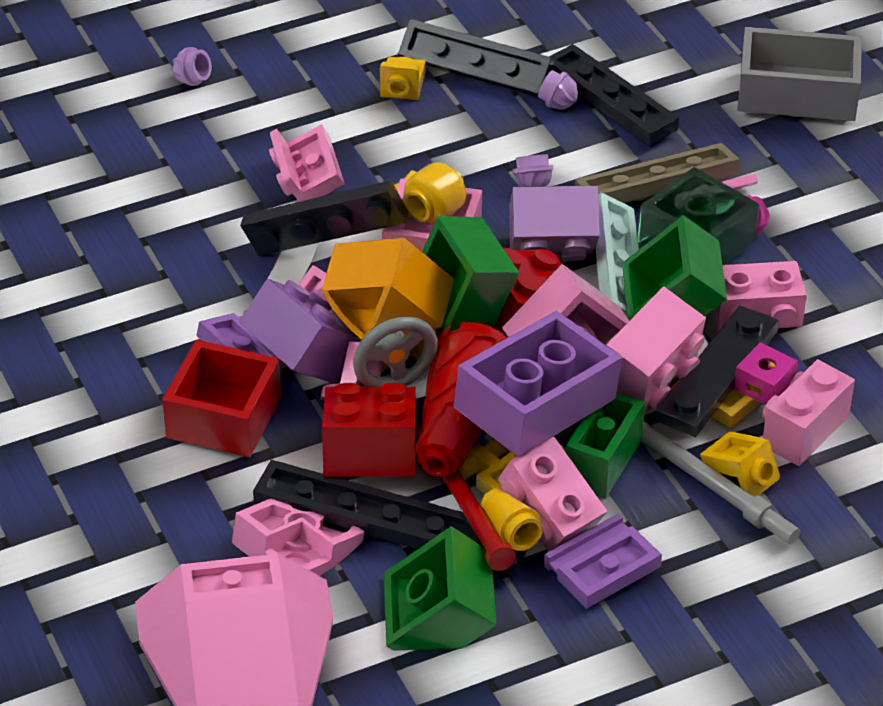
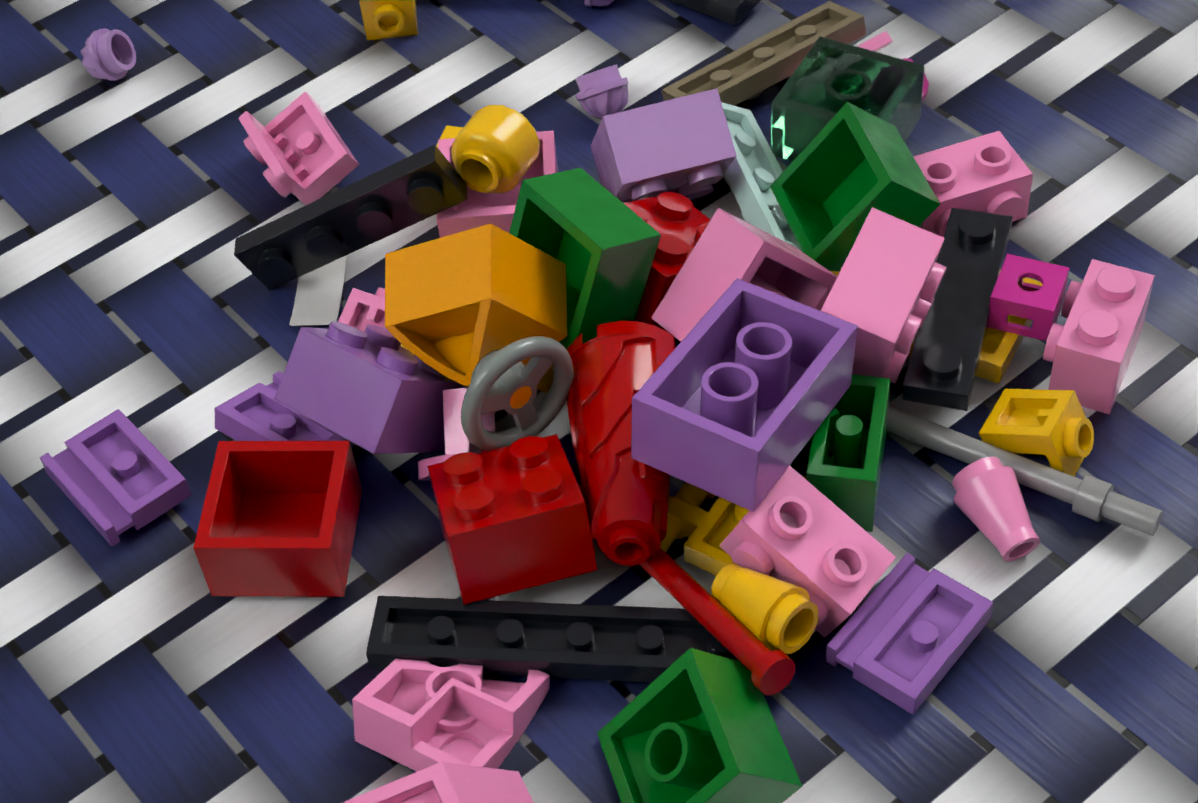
camera: 10 degrees left, 5 degrees up
(124, 350) = (116, 476): none -> medium lavender plate
(691, 497) = (995, 505): none -> bright pink cone

